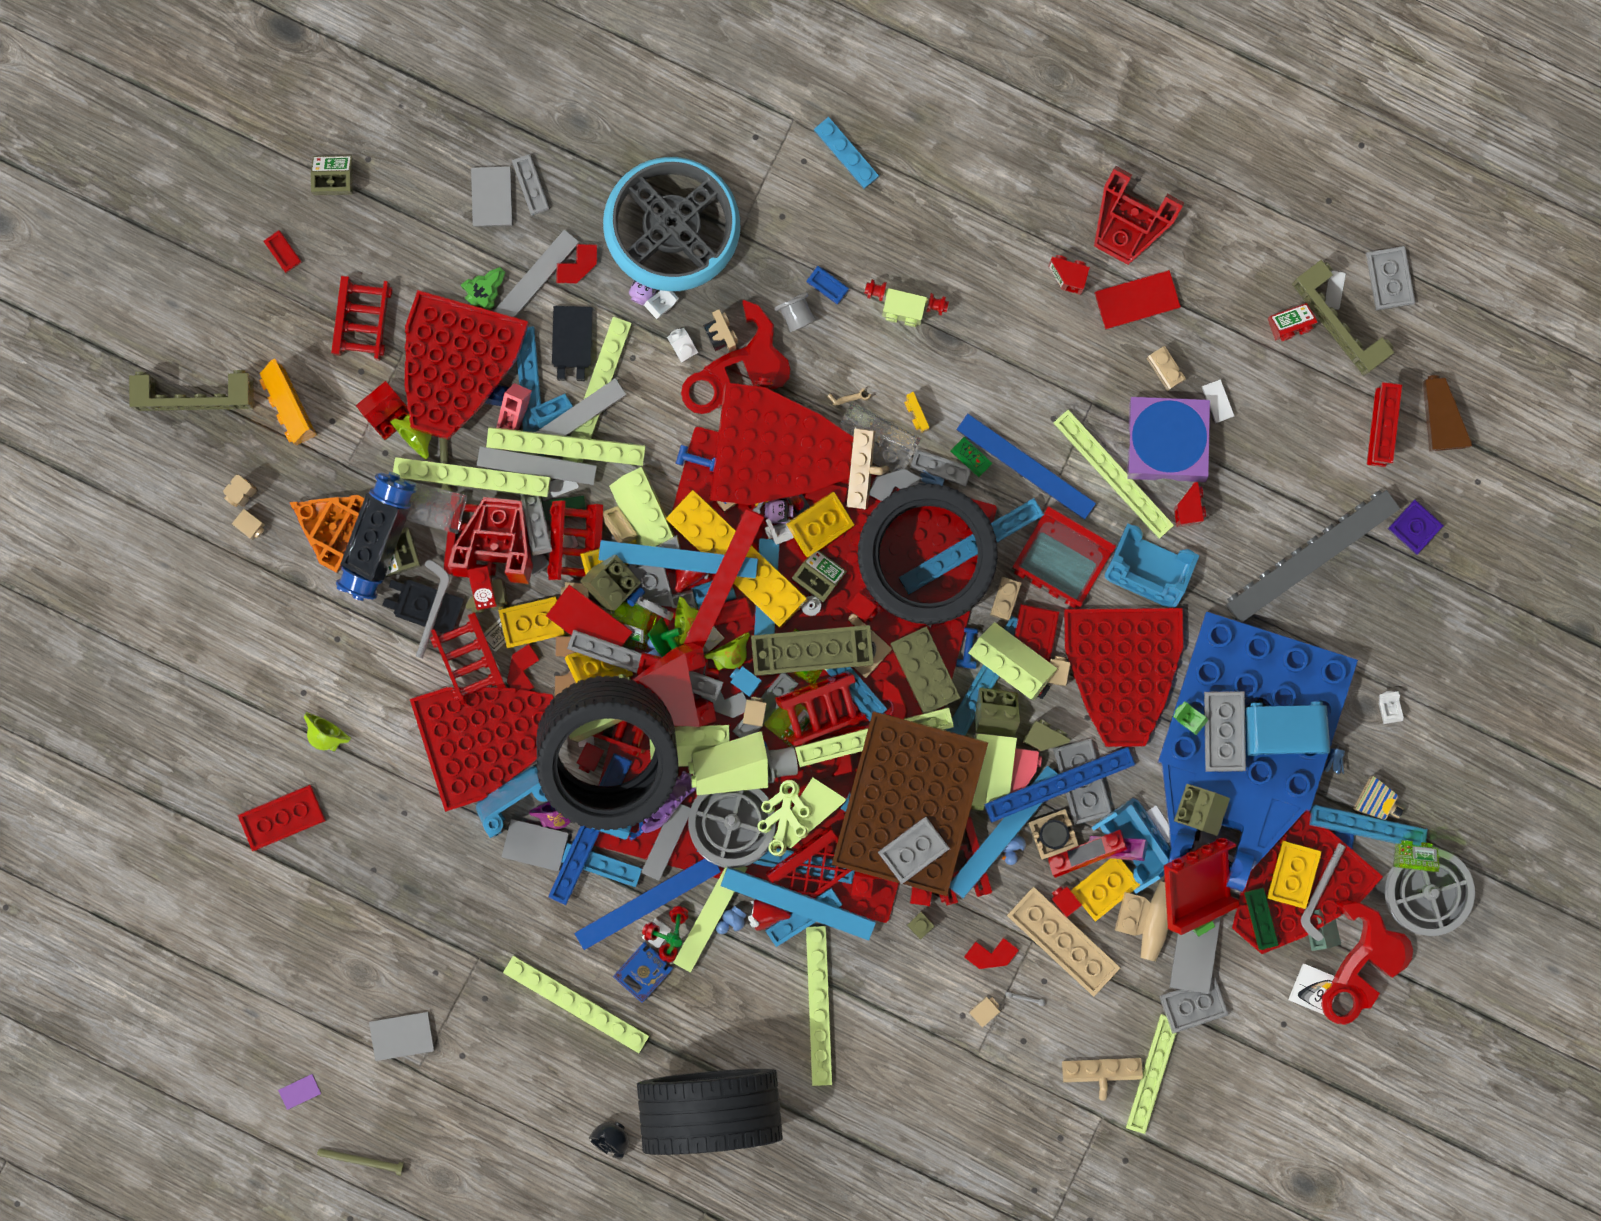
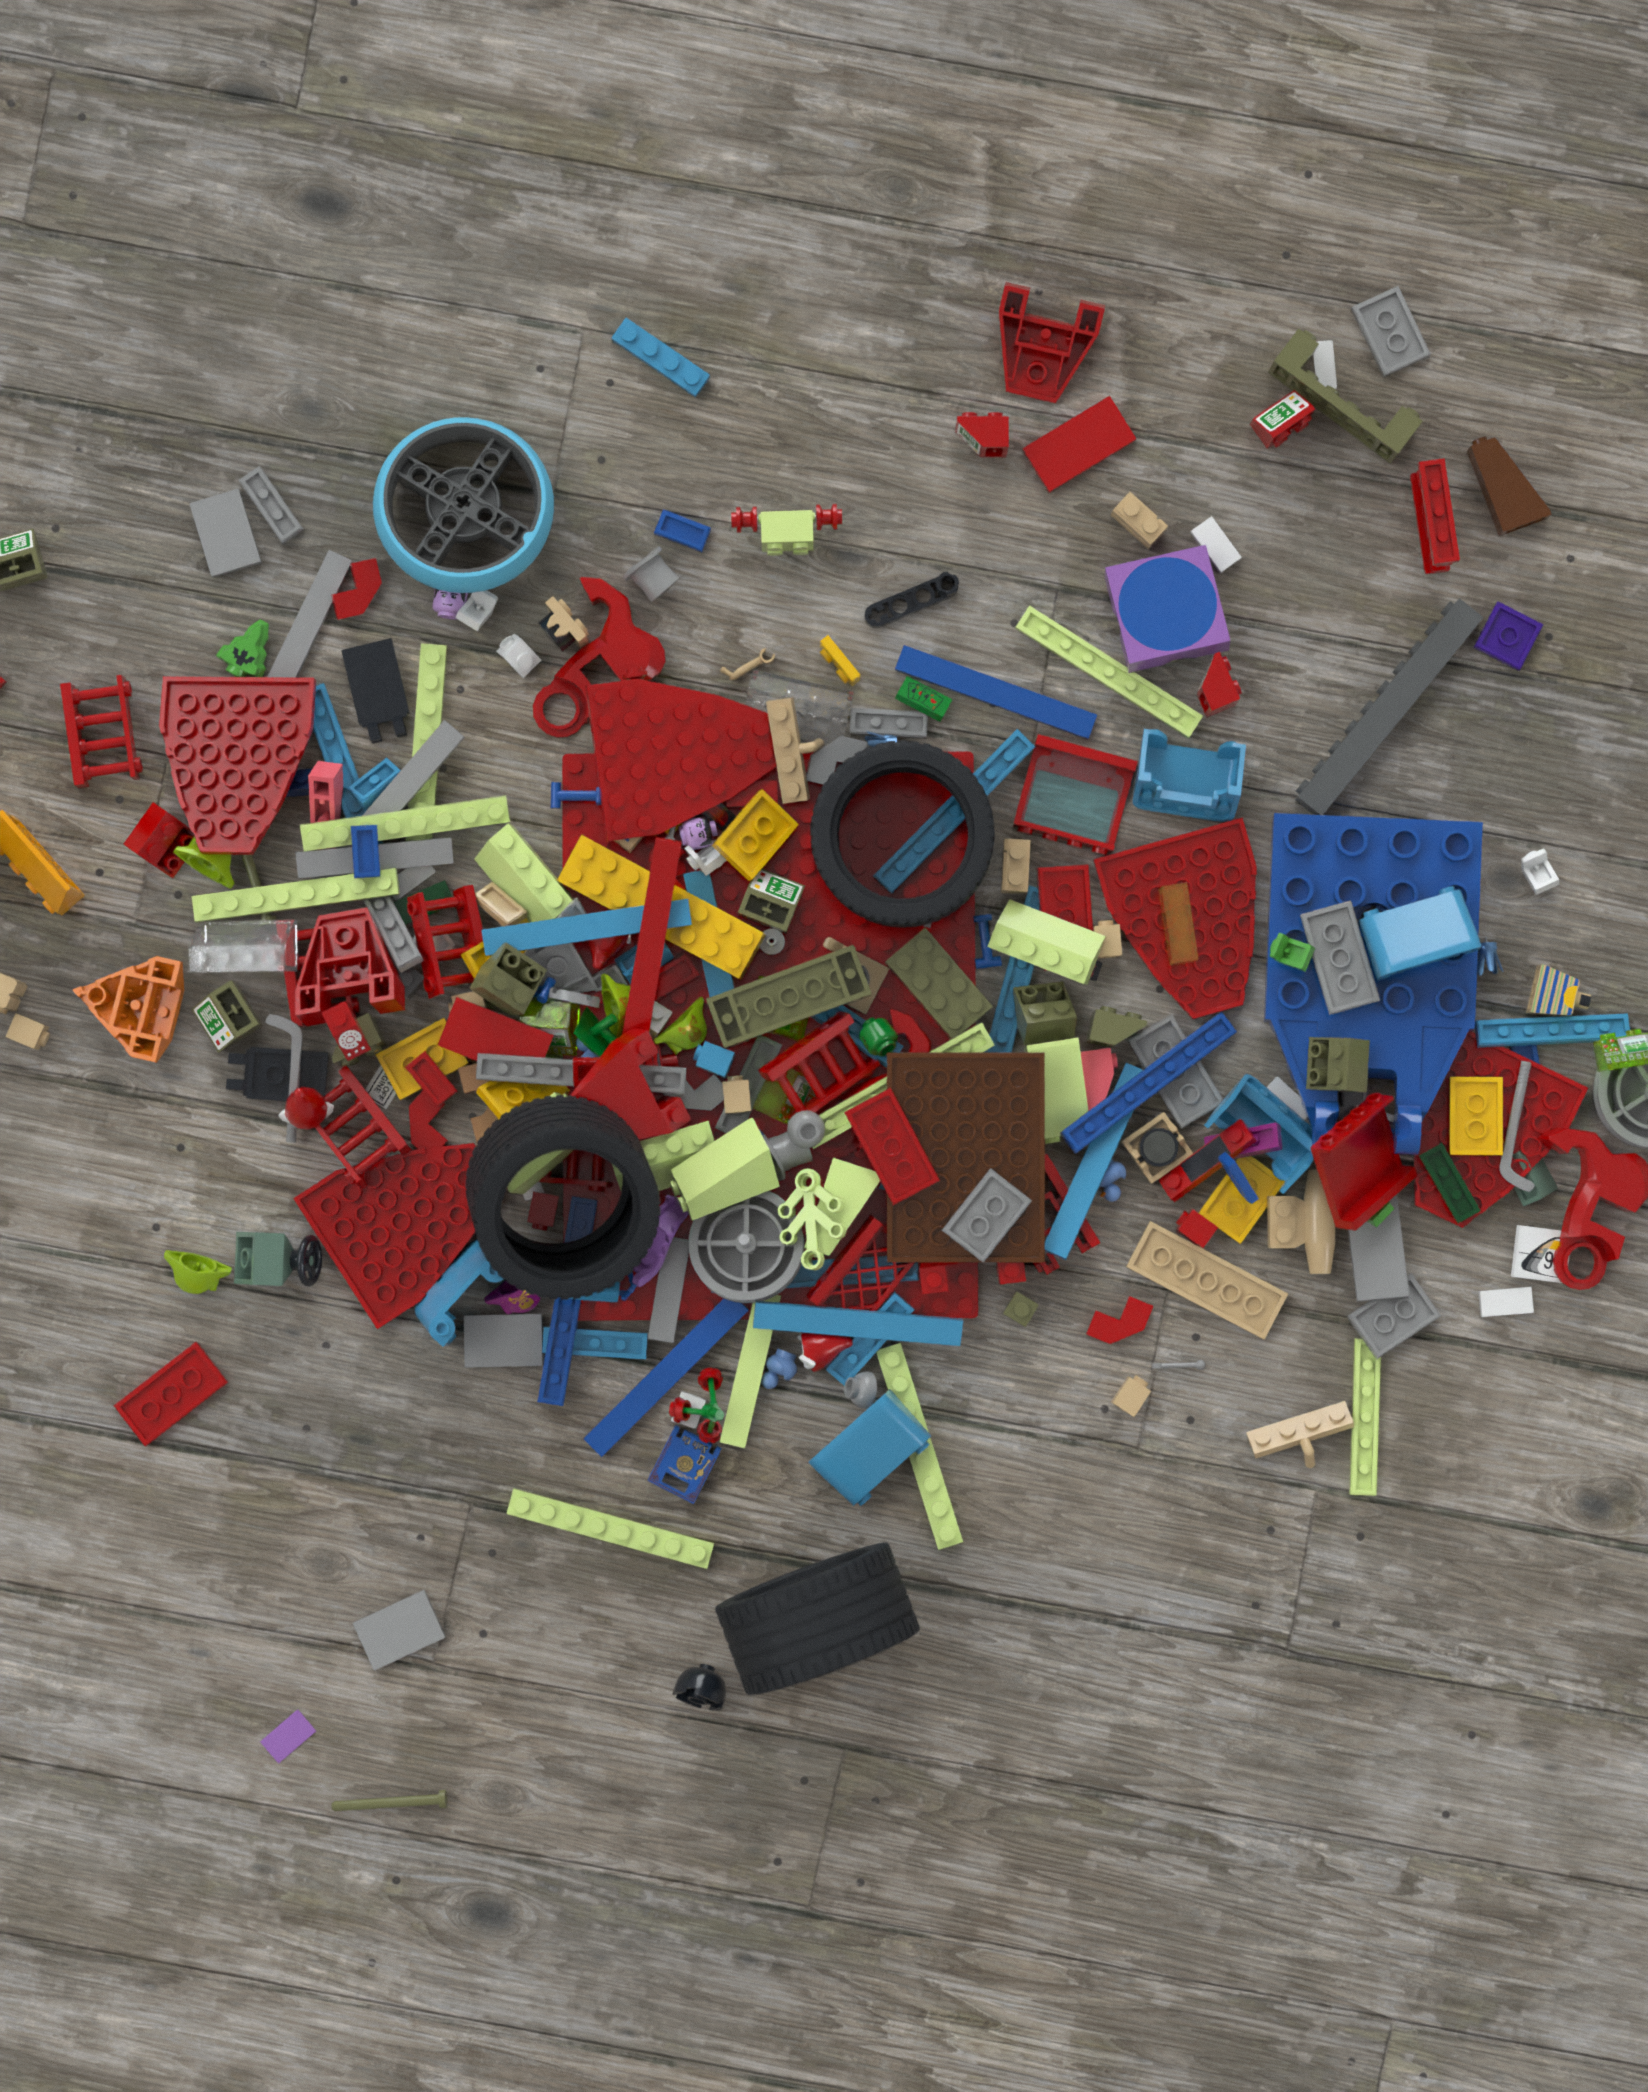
camera: 20 degrees left, 0 degrees up
(375, 536) = (193, 1001): black brick -> none
(381, 739) = (271, 1259): none -> sand green piece
(436, 636) = (305, 1108): none -> red hat
(531, 459) = (365, 851): none -> blue tile
(534, 639) = (431, 1079): none -> red tile
(782, 998) = (871, 1448): none -> dark azure windscreen
(787, 952) = (861, 1389): none -> light grey piece
(798, 751) = (806, 1129): none -> light grey piece
(857, 780) = (891, 1146): none -> red tile
(862, 607) = (837, 926): red brick -> none
(870, 697) = (878, 1036): none -> green head
(981, 379) = (913, 604): none -> black beam
(1106, 873) = (1238, 1178): none -> blue tile
(1113, 674) = (1178, 924): none -> clear yellow brick
(1279, 1017) = (1506, 1301): none -> white tile

